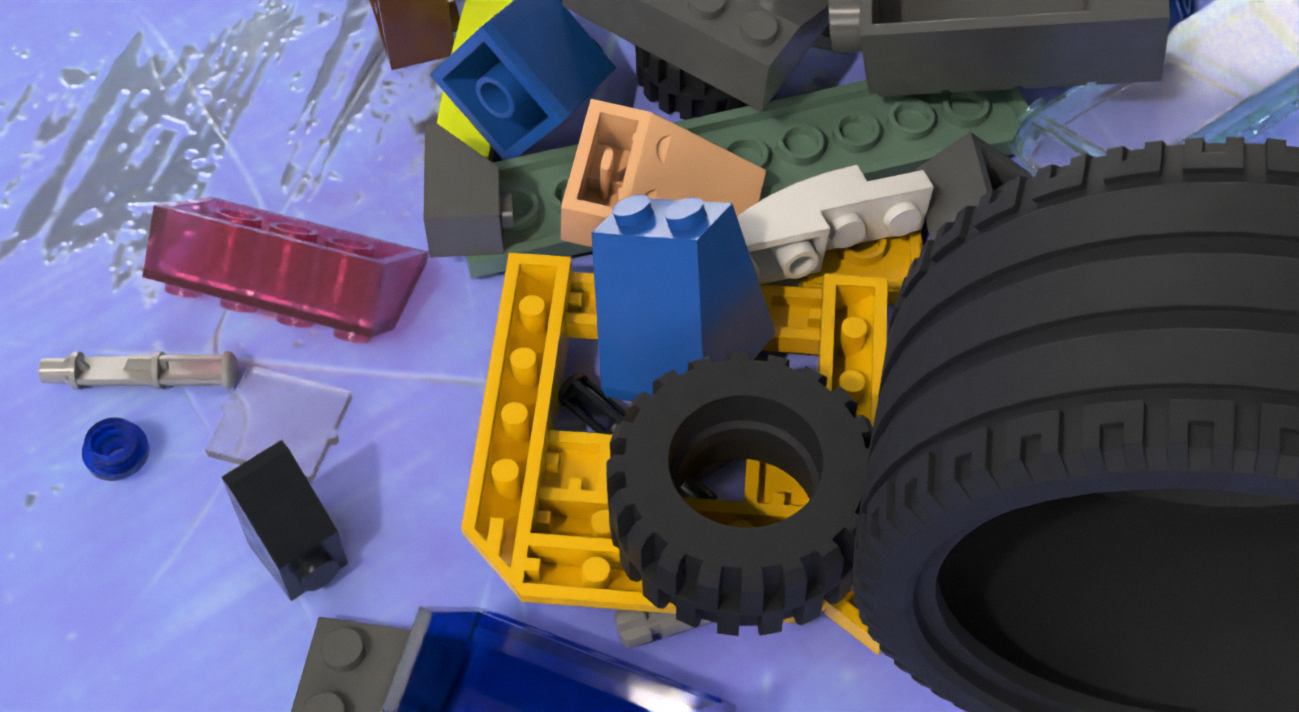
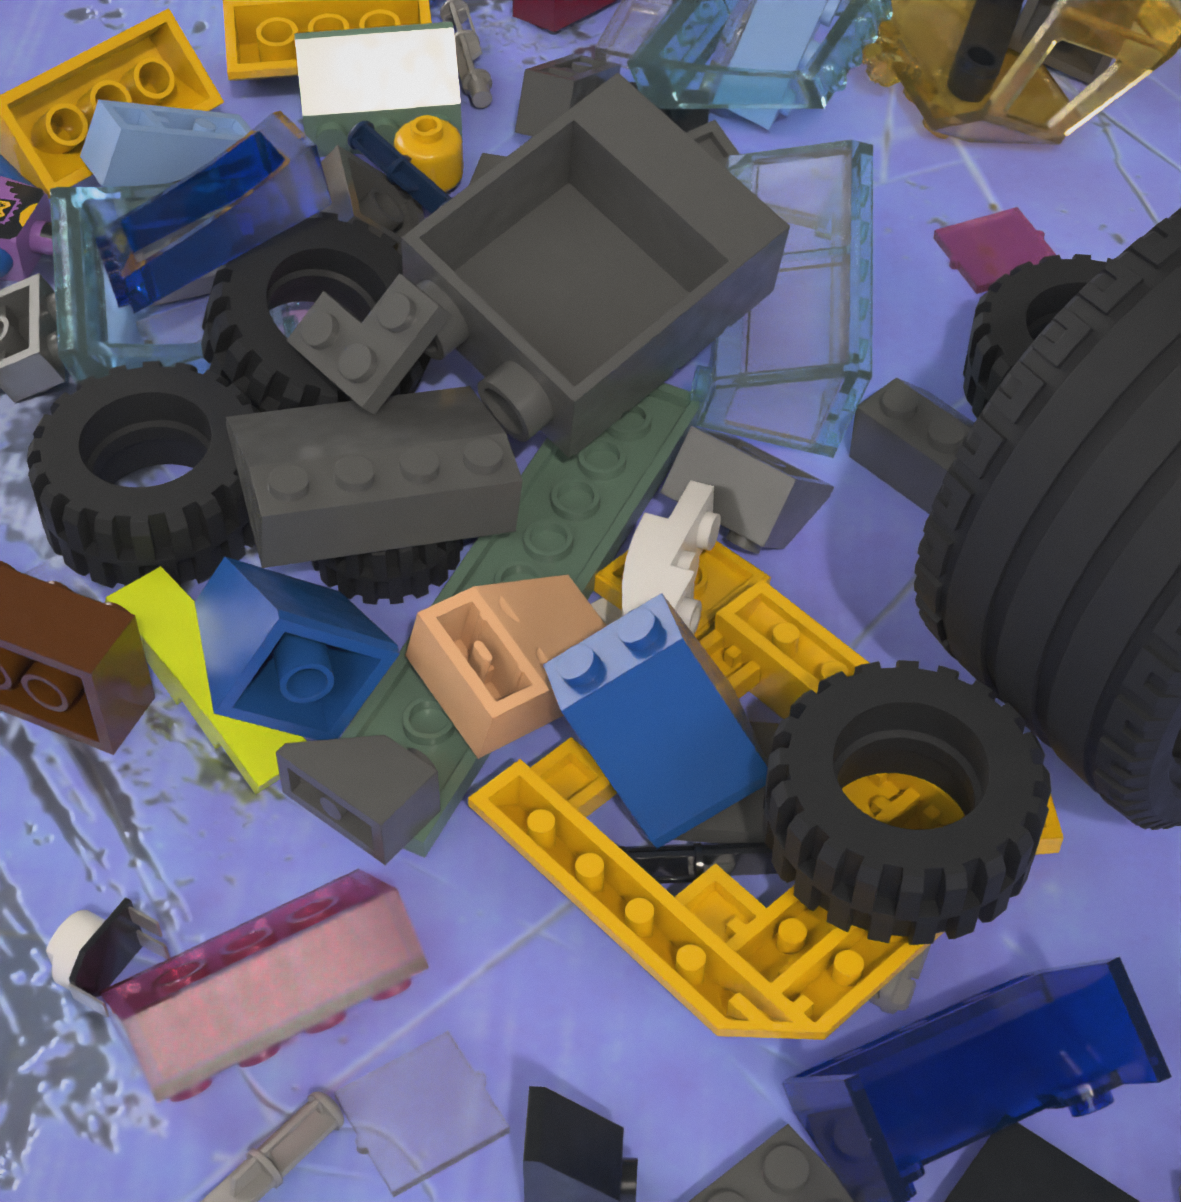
camera: 50 degrees left, 5 degrees down
(225, 167) = (93, 951): none -> piece

